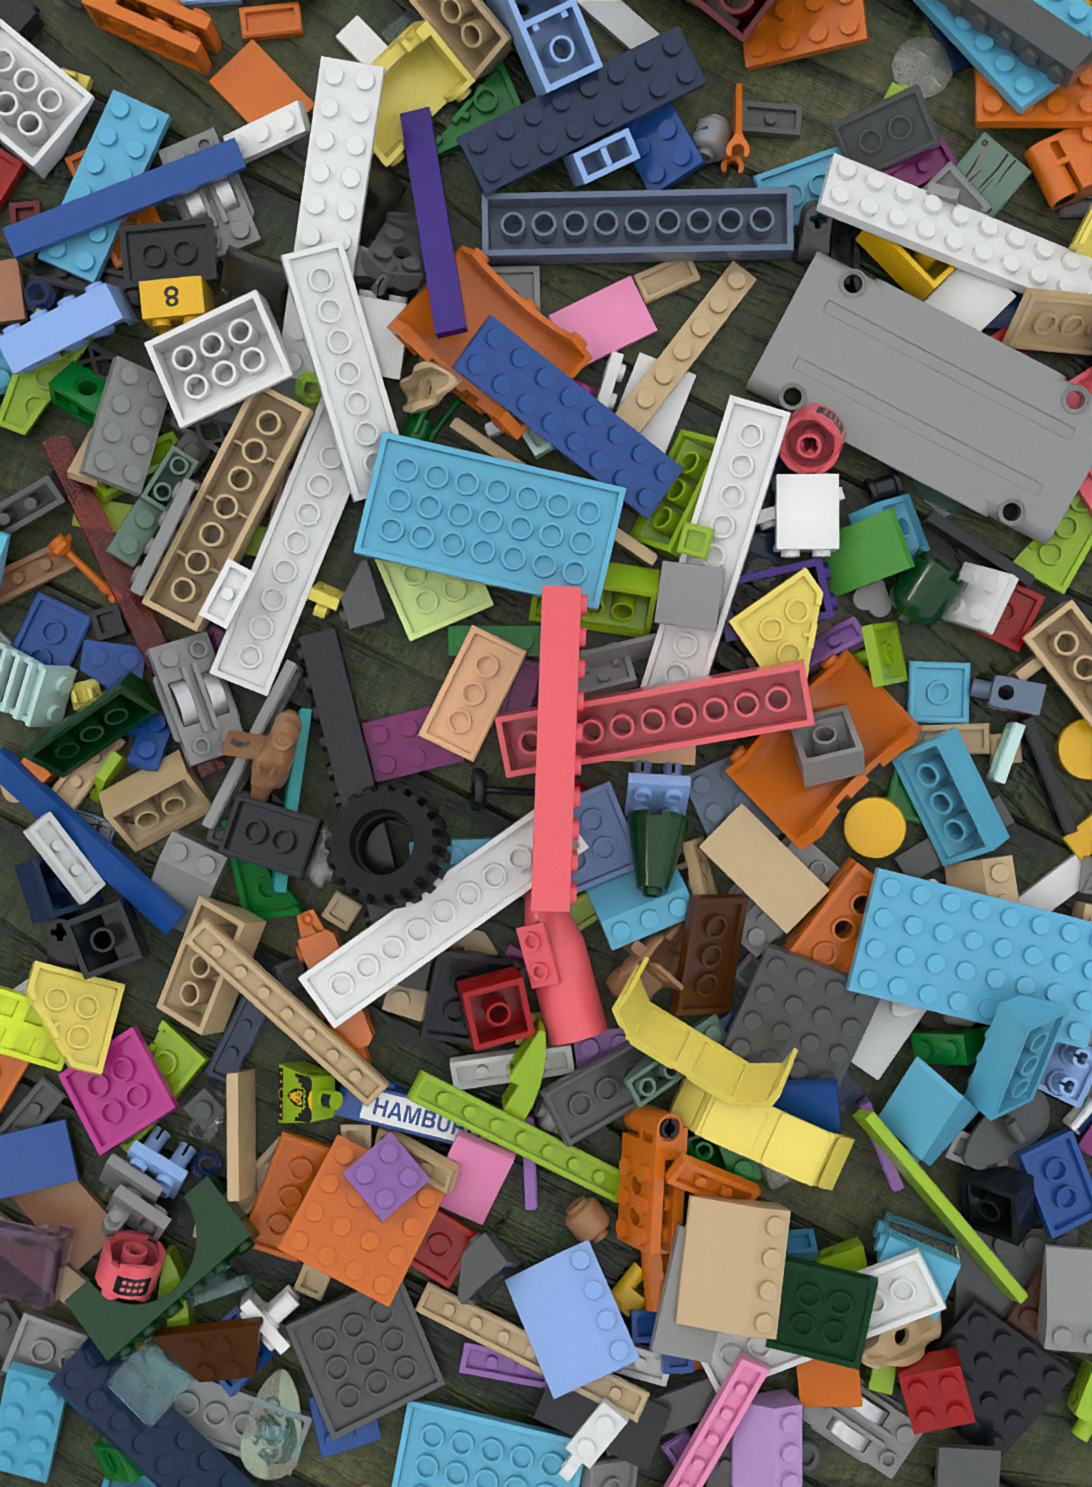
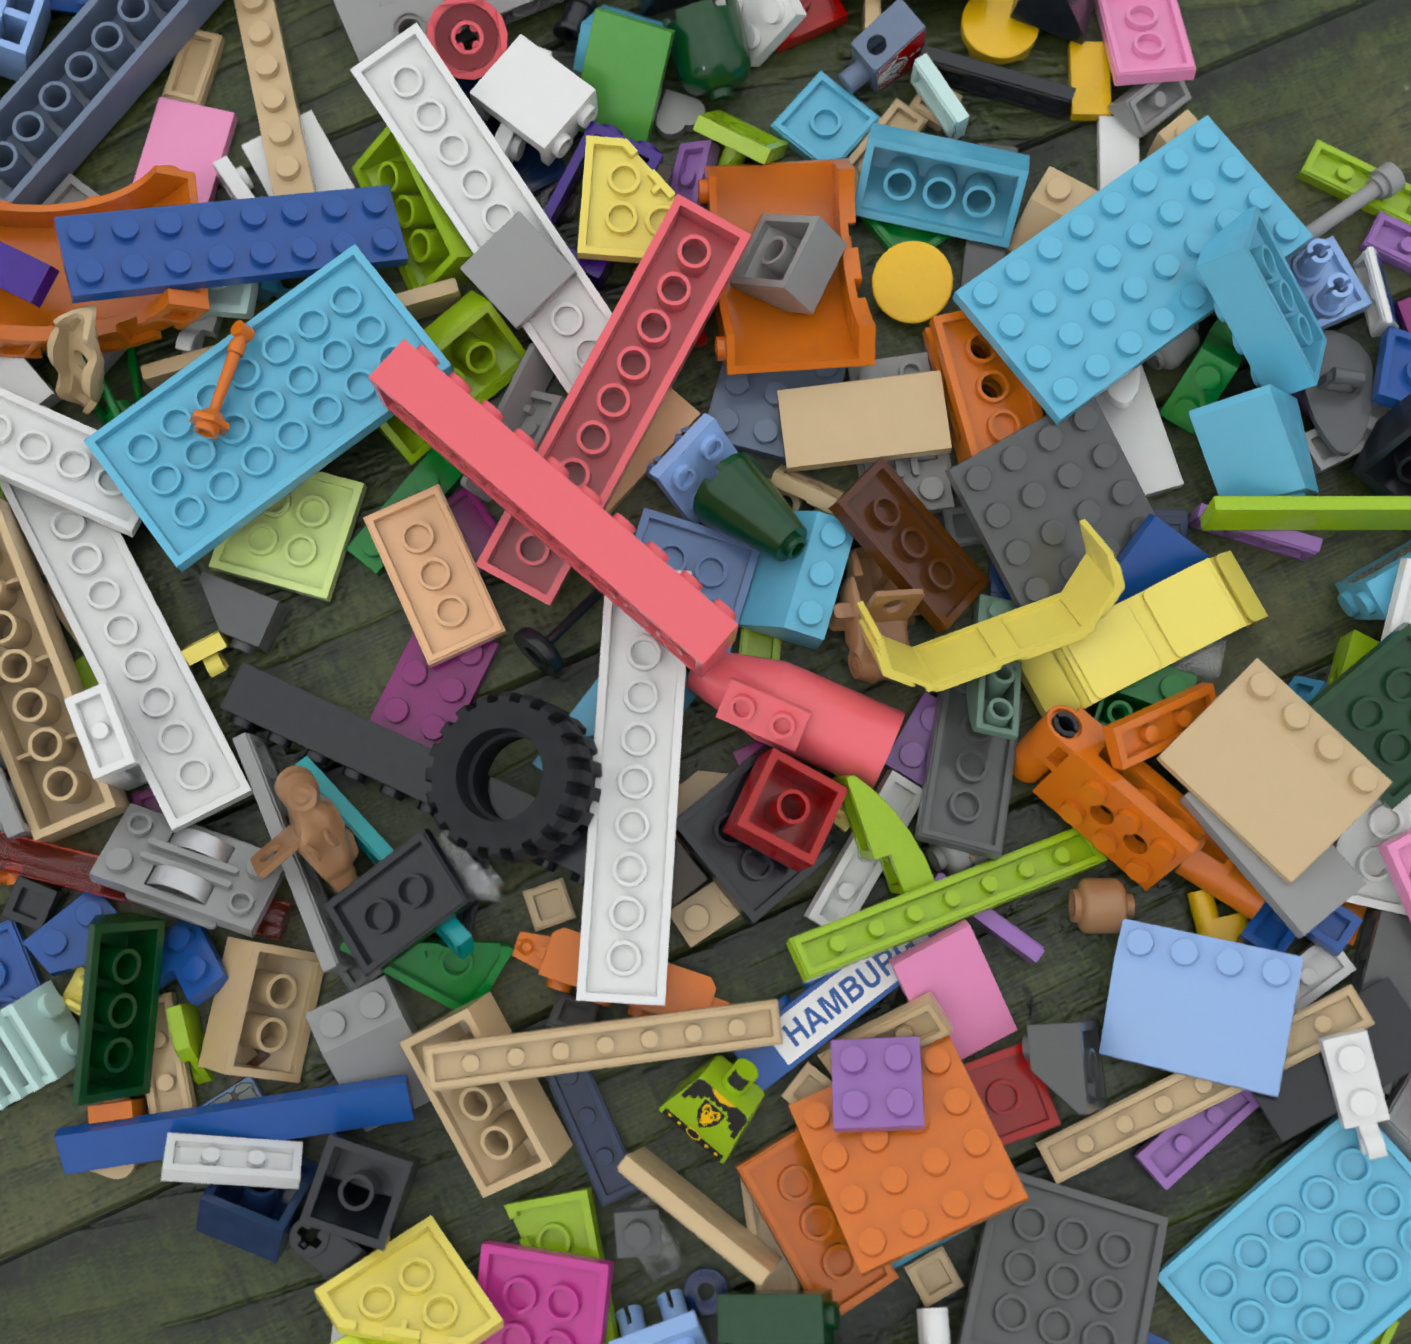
camera: 45 degrees left, 10 degrees down
(451, 499) = (210, 421): none -> orange piece
(695, 540) = (467, 219): lime tile -> none

